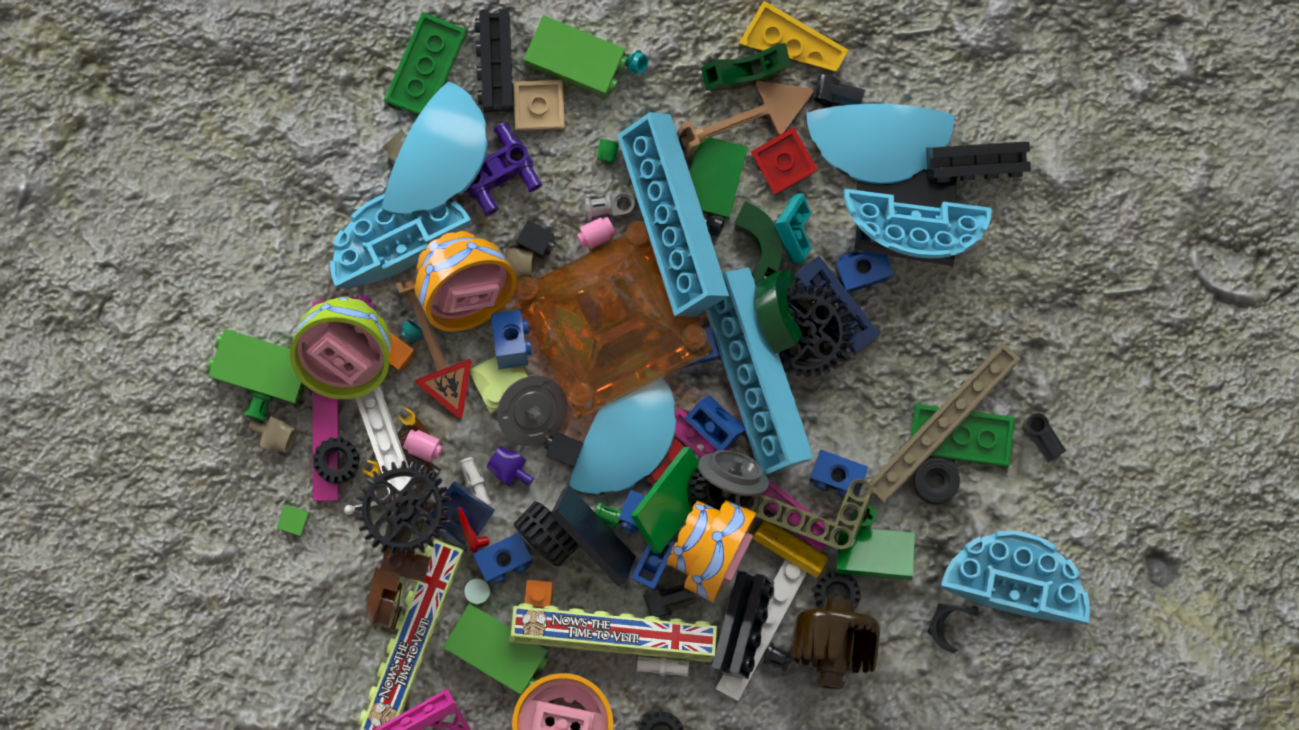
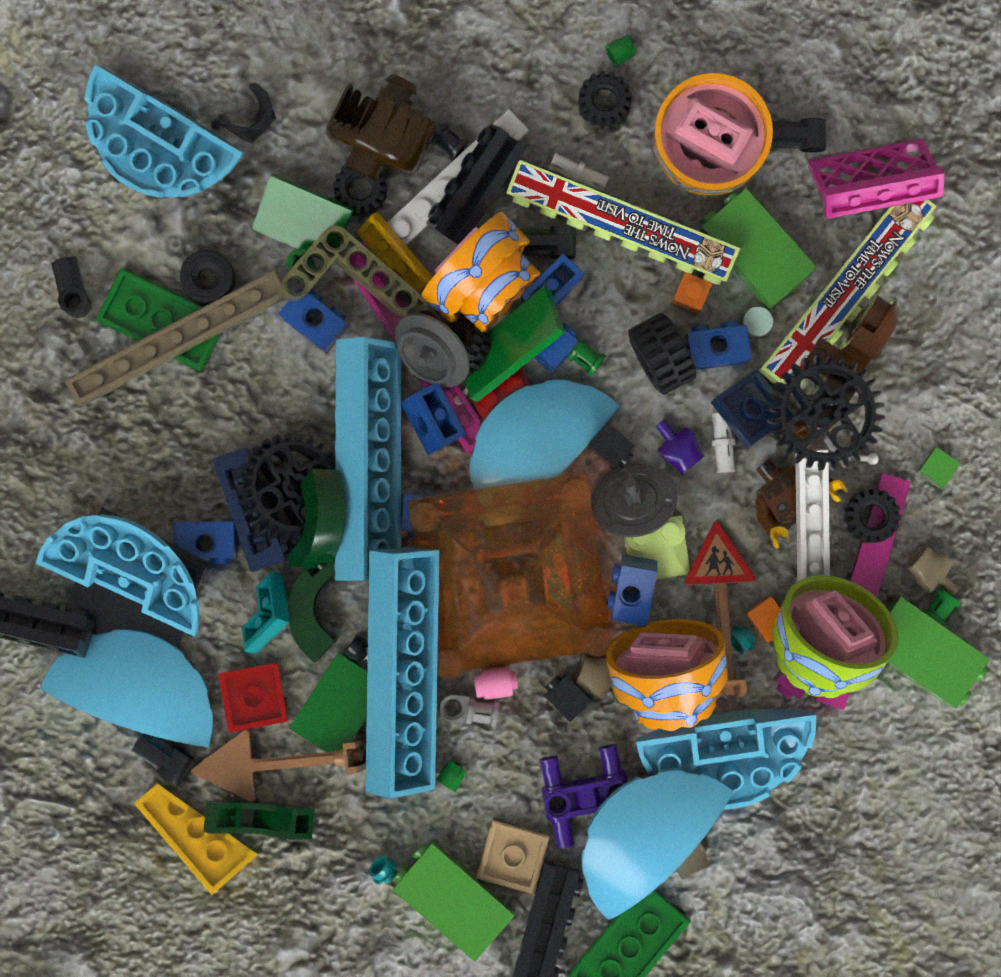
camera: 165 degrees left, 5 degrees up
(423, 445) = (771, 497): bright pink brick -> none
(470, 537) = (747, 378): red bar -> none
(593, 535) = (611, 333): black tile -> none

